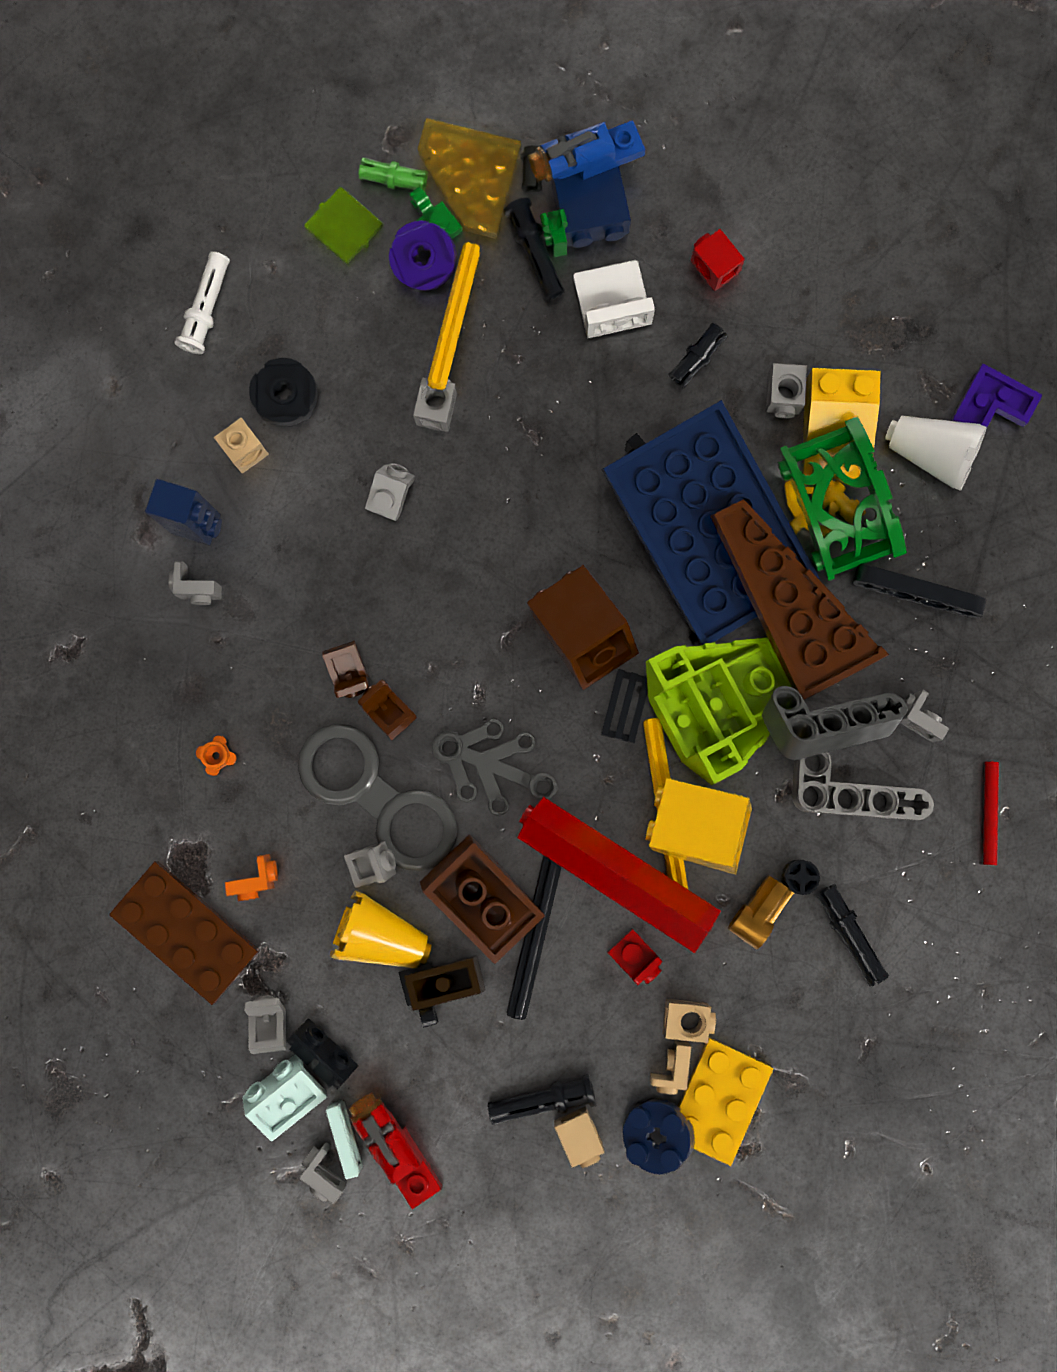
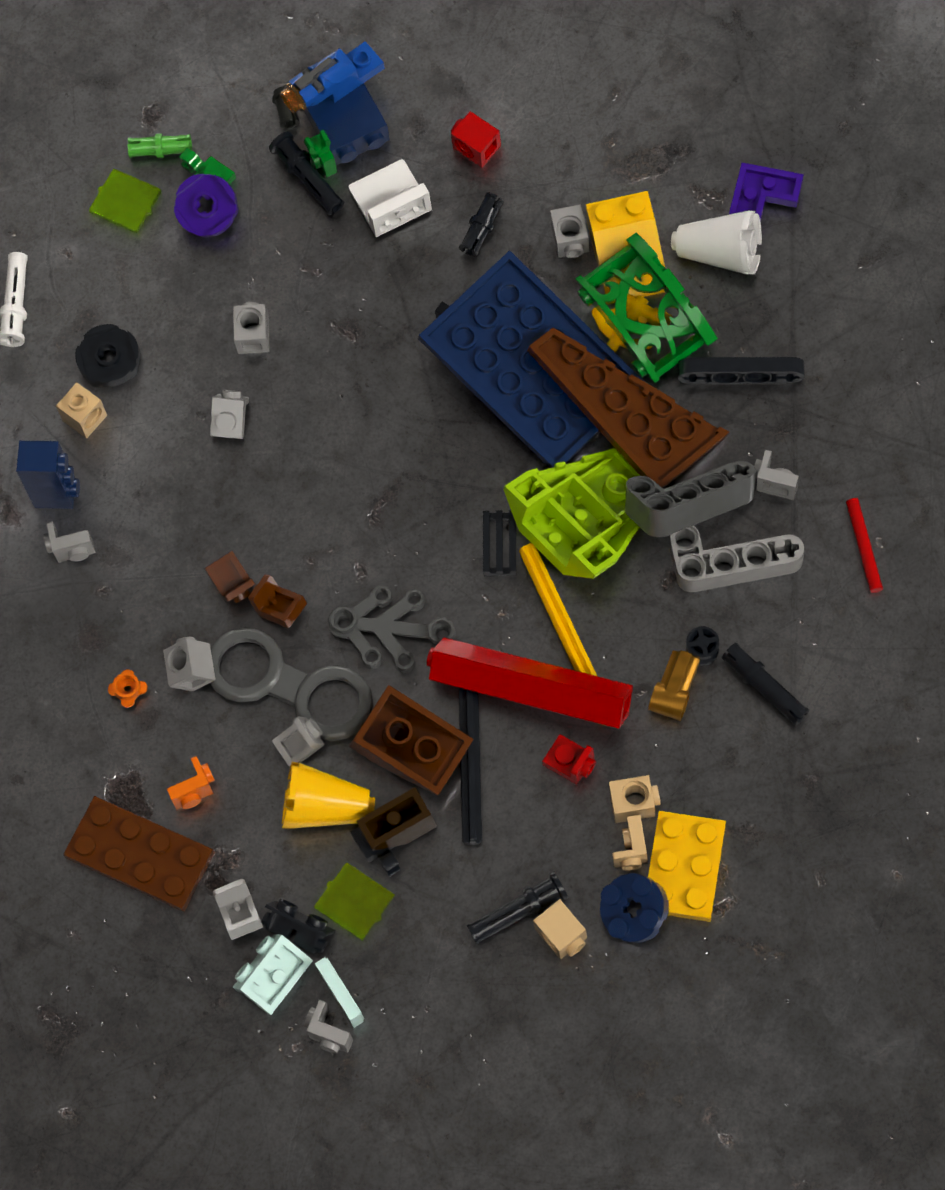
camera: 10 degrees left, 15 degrees down
(281, 751) = (189, 664): none -> light grey brick
(384, 1042) = (354, 901): none -> clear neon green piece
(394, 1150) = (389, 988): red plate -> none
(453, 316) = (248, 248): yellow axle -> none
(471, 172) = (230, 125): clear yellow plate -> none
(583, 626) = (441, 482): reddish brown slope -> none
(699, 825) = (596, 619): yellow slope -> none

